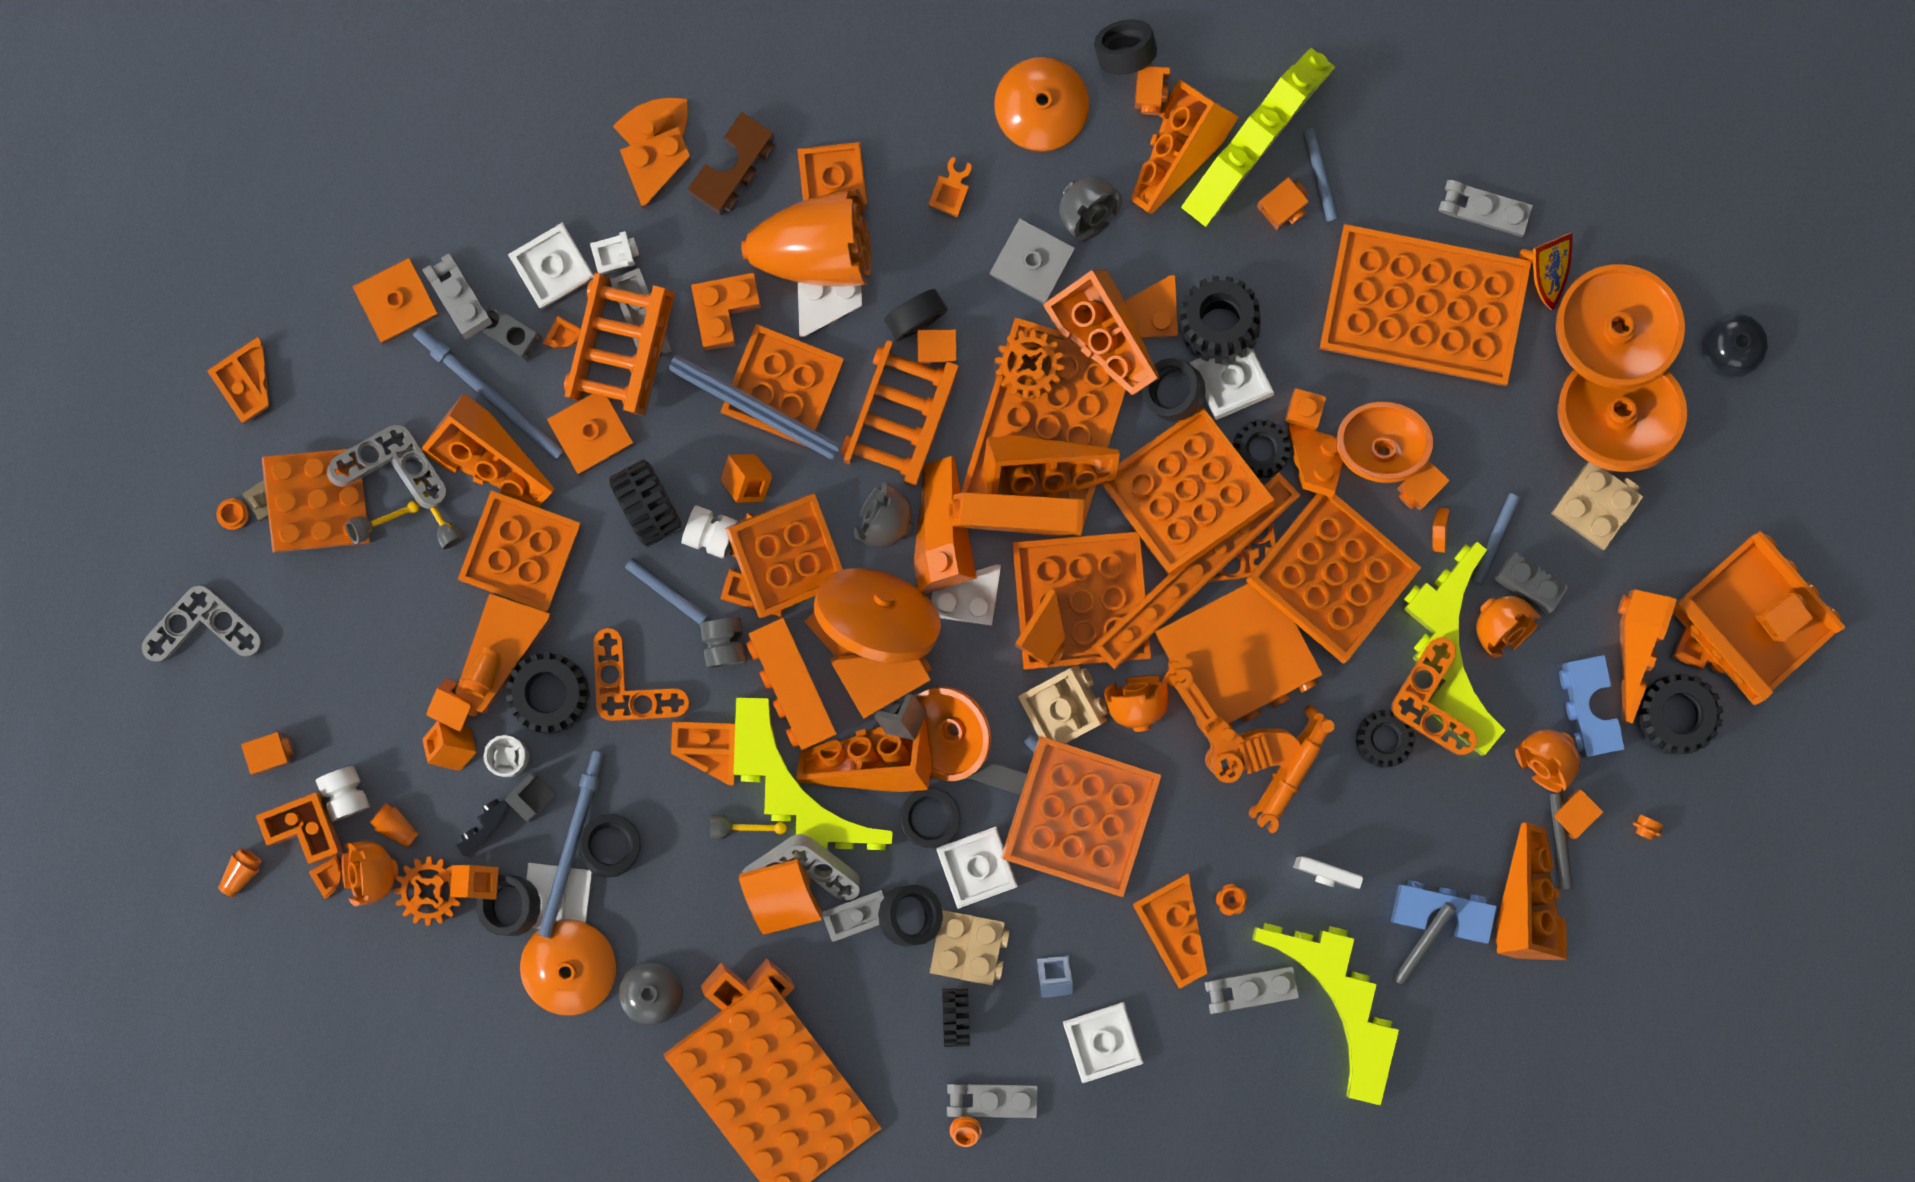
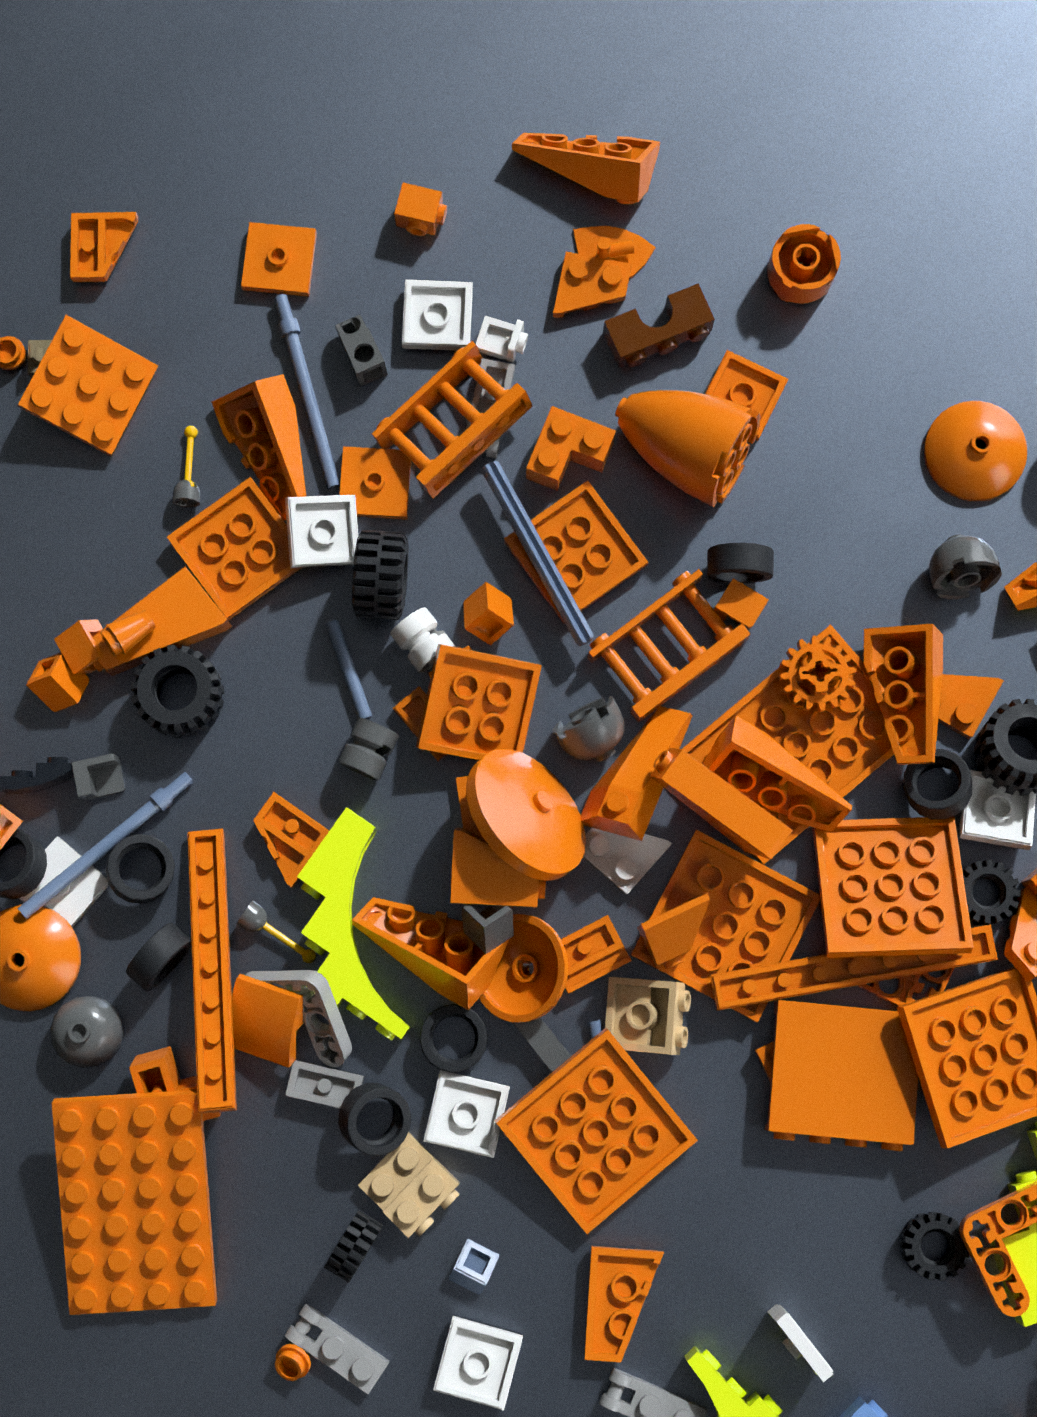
camera: 30 degrees right, 5 degrees down
(360, 528) = (110, 434): hinge -> none
(397, 456) = (187, 394): light grey beam -> none
(457, 297) = (335, 288): light grey plate -> none
(482, 190) = (419, 209): none -> orange brick
(506, 756) = (101, 725): white wheel -> none
(562, 334) = (405, 381): orange tile -> none
(576, 497) = (321, 530): none -> white plate
(605, 60) = (610, 169): none -> orange wedge
(618, 689) = (244, 731): orange beam -> none
(669, 901) = (159, 956): none -> black tyre
(715, 884) = (211, 972): none -> orange tile
(792, 685) = (405, 830): orange brick -> none
(813, 24) = (820, 261): none -> orange brick
(825, 305) = (663, 504): white wing -> none
(949, 192) = (841, 475): orange plate -> none
(994, 686) = (593, 953): none -> orange plate
(1032, 261) = (877, 585): light grey plate -> none
(1138, 702) = (720, 1057): orange cylinder -> none
(1223, 896) = (692, 1314): orange plate -> none
(1255, 749) = (805, 1176): orange piece -> none

